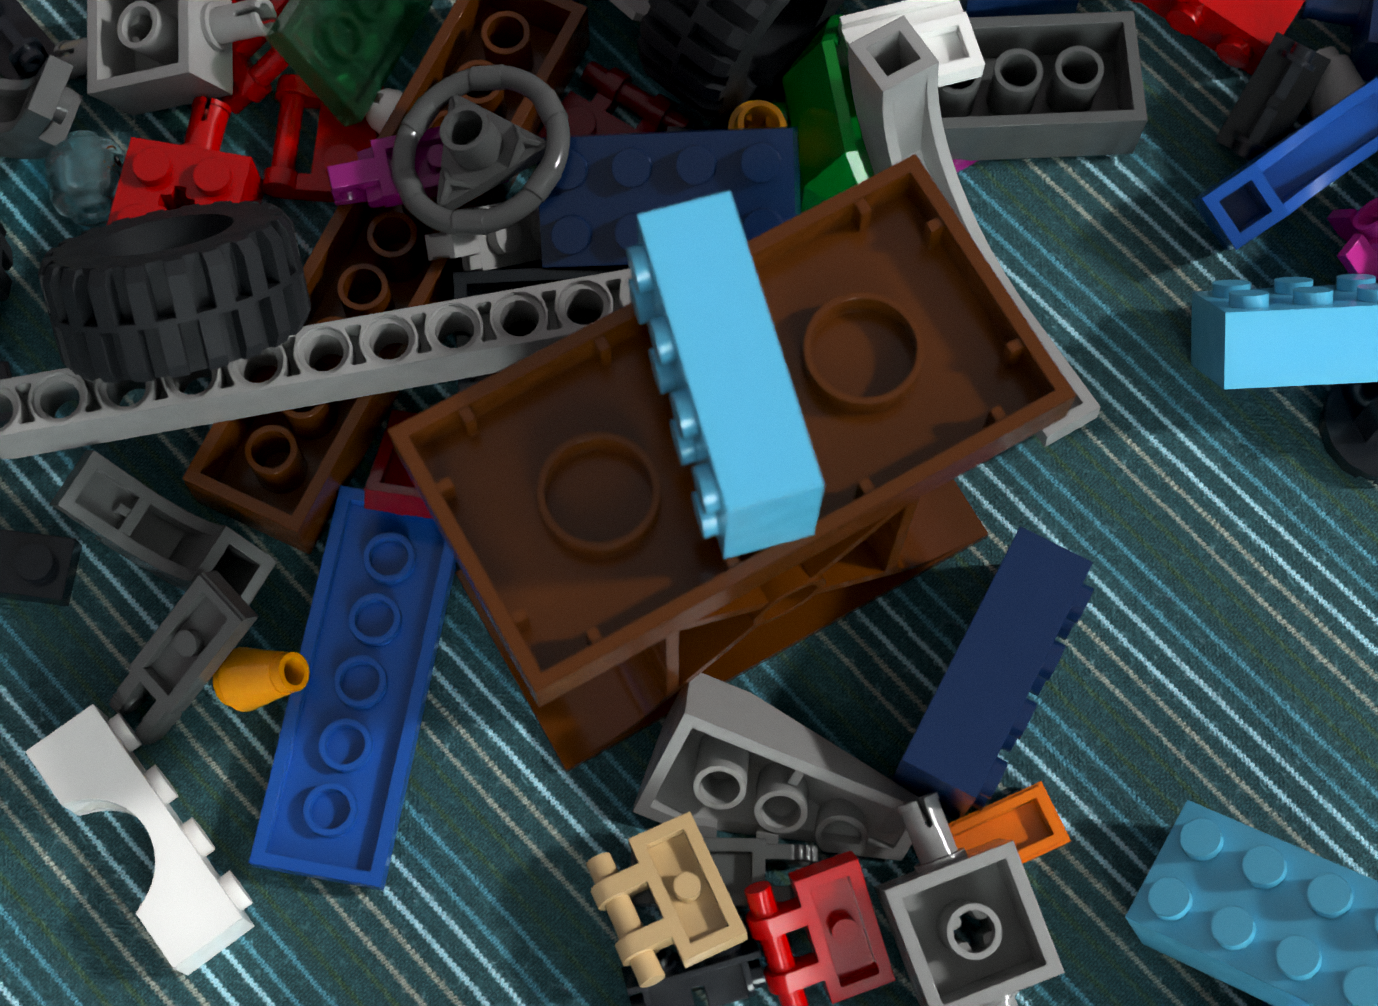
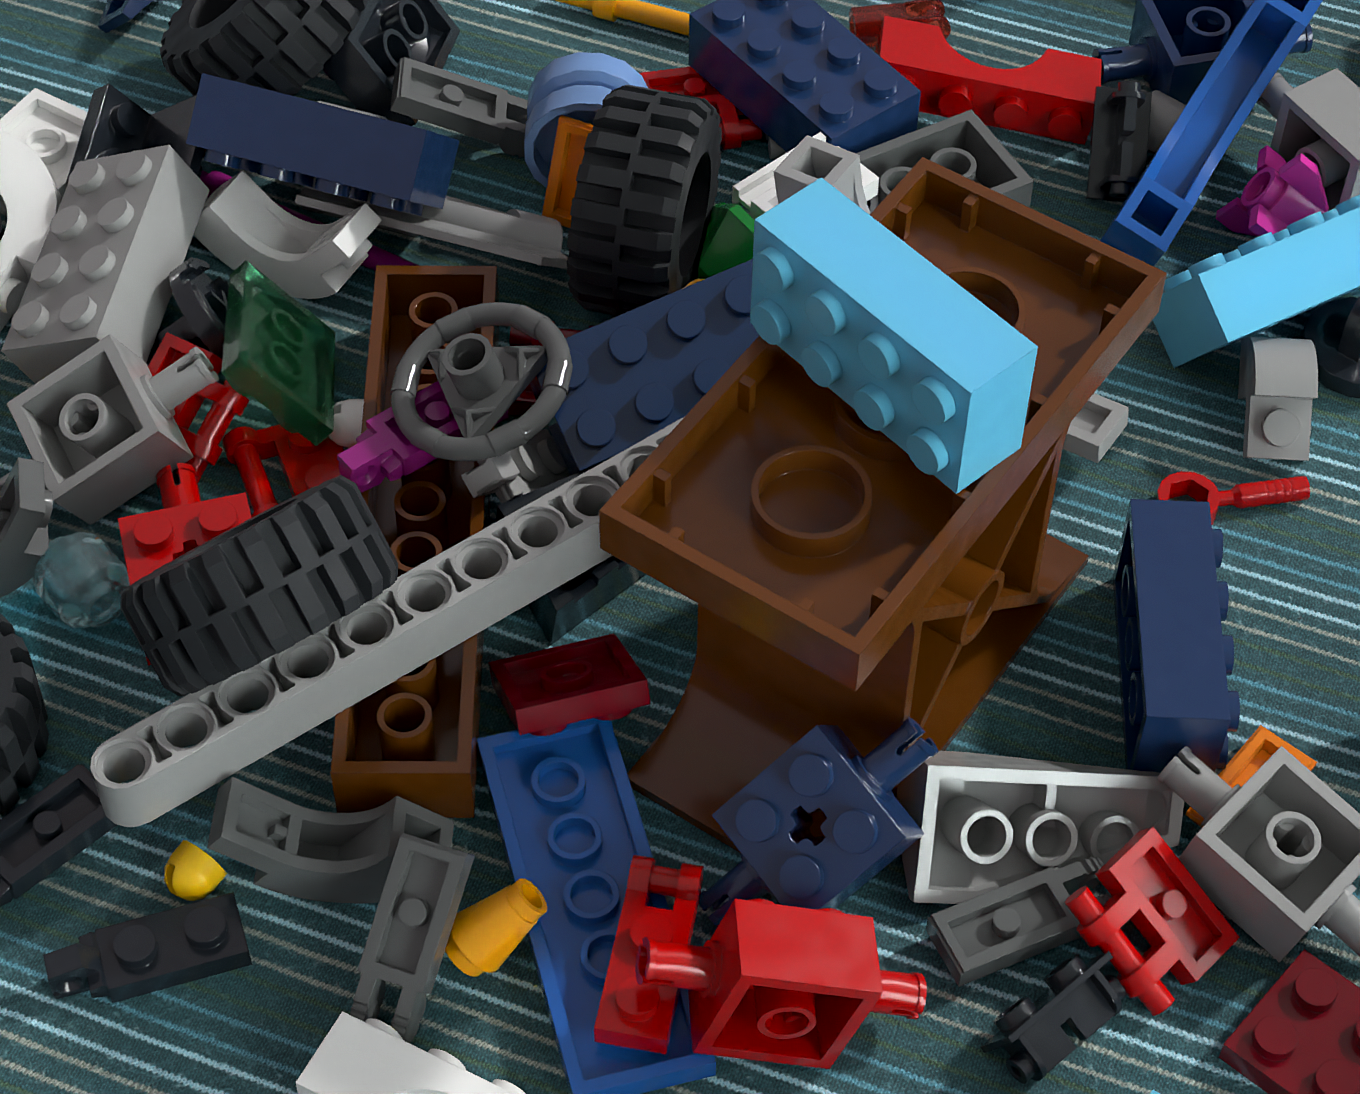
camera: 25 degrees left, 20 degrees down
(39, 502) = (192, 872): none -> yellow hinge
(371, 765) = (636, 1013): none -> red plate
(457, 853) = (781, 983): none -> red brick
(574, 741) = (861, 831): none -> dark blue brick
(687, 892) = (1009, 923): tan plate -> none
(1167, 533) = (1240, 496): none -> red piece
(1259, 451) = (1279, 387): none -> light grey brick

